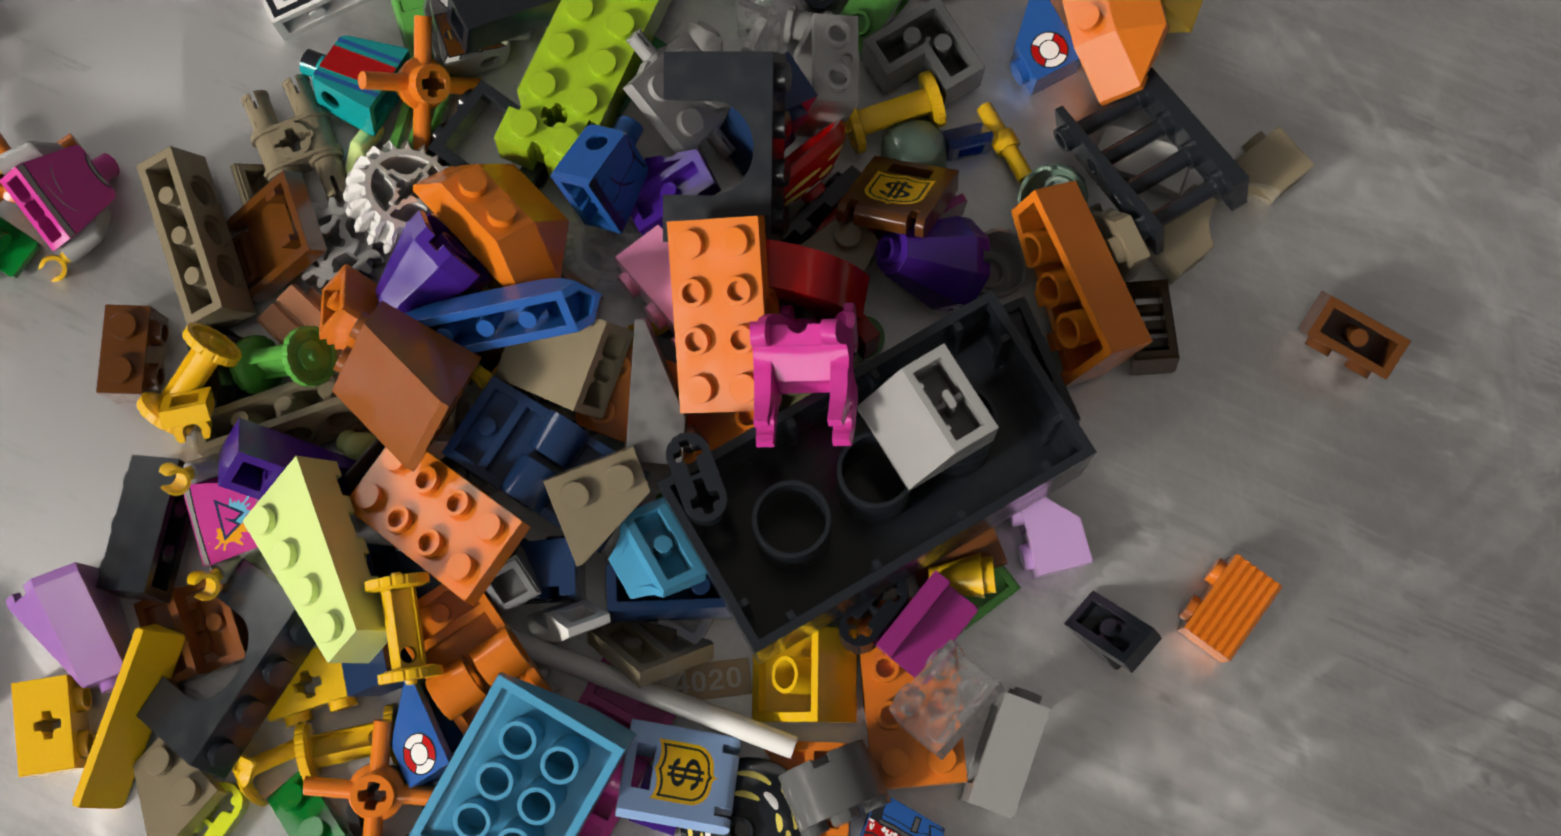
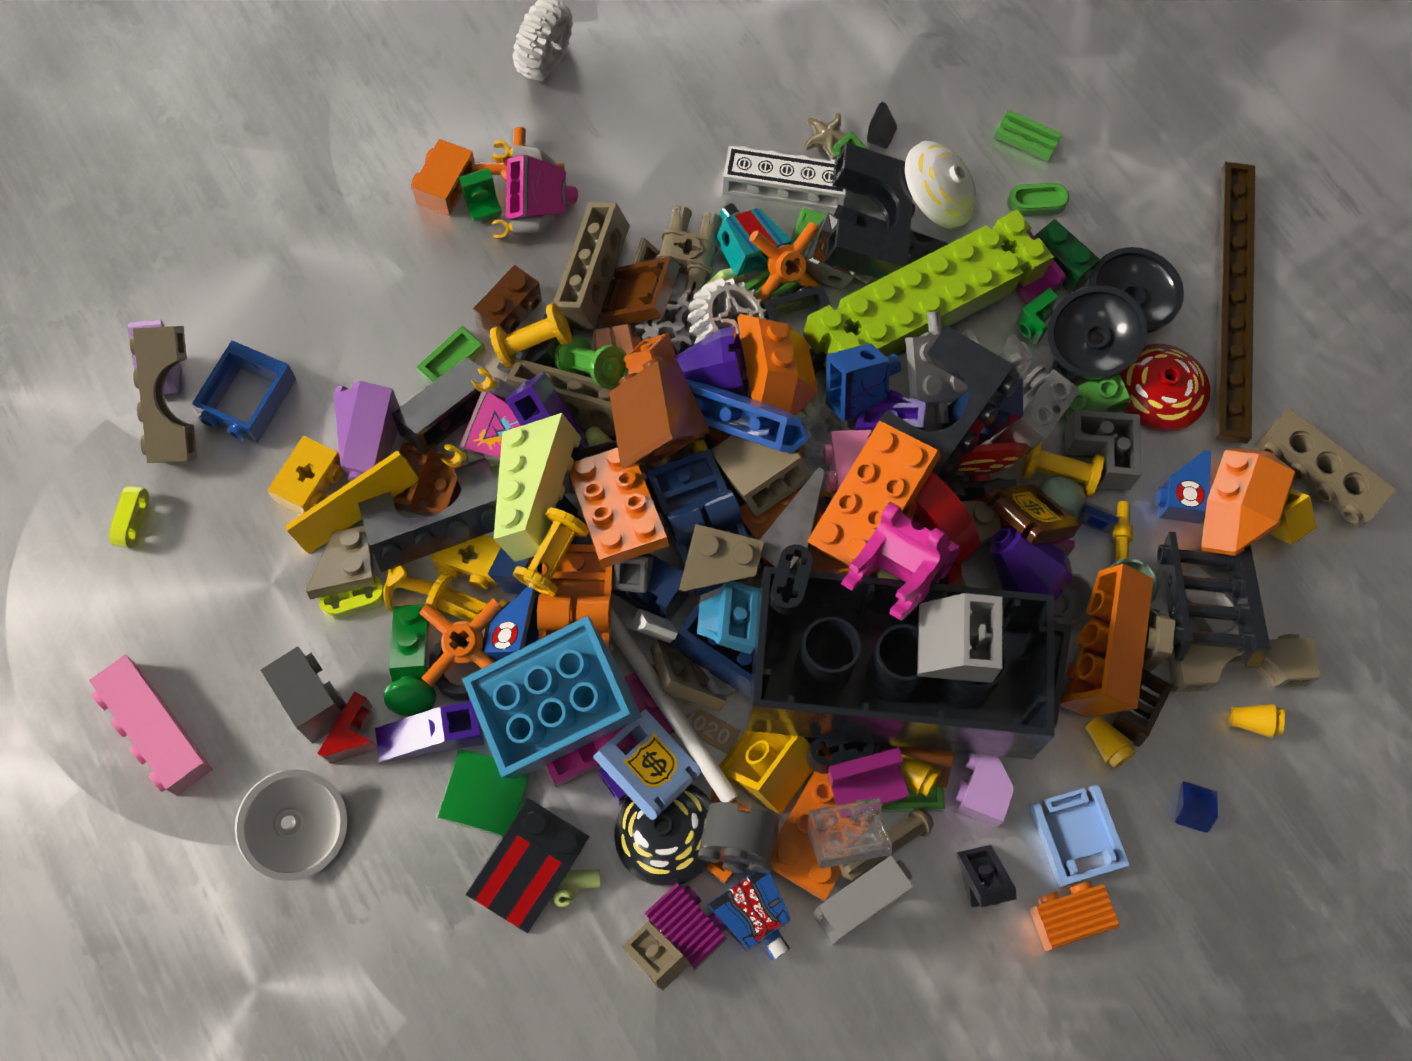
camera: 30 degrees right, 10 degrees down
(109, 460) = (450, 353): none -> bright green tile
(186, 409) = (519, 349): yellow tile -> none
(1004, 625) = (917, 824): none -> dark tan axle
(1143, 390) = (1110, 742): none -> yellow cone
(1169, 509) = (1077, 830): none -> light blue container
(1274, 395) = (1196, 807): none -> clear blue slope
(1279, 253) = (1259, 719): none -> yellow cone
(1354, 335) = (1277, 802): reddish brown brick -> none

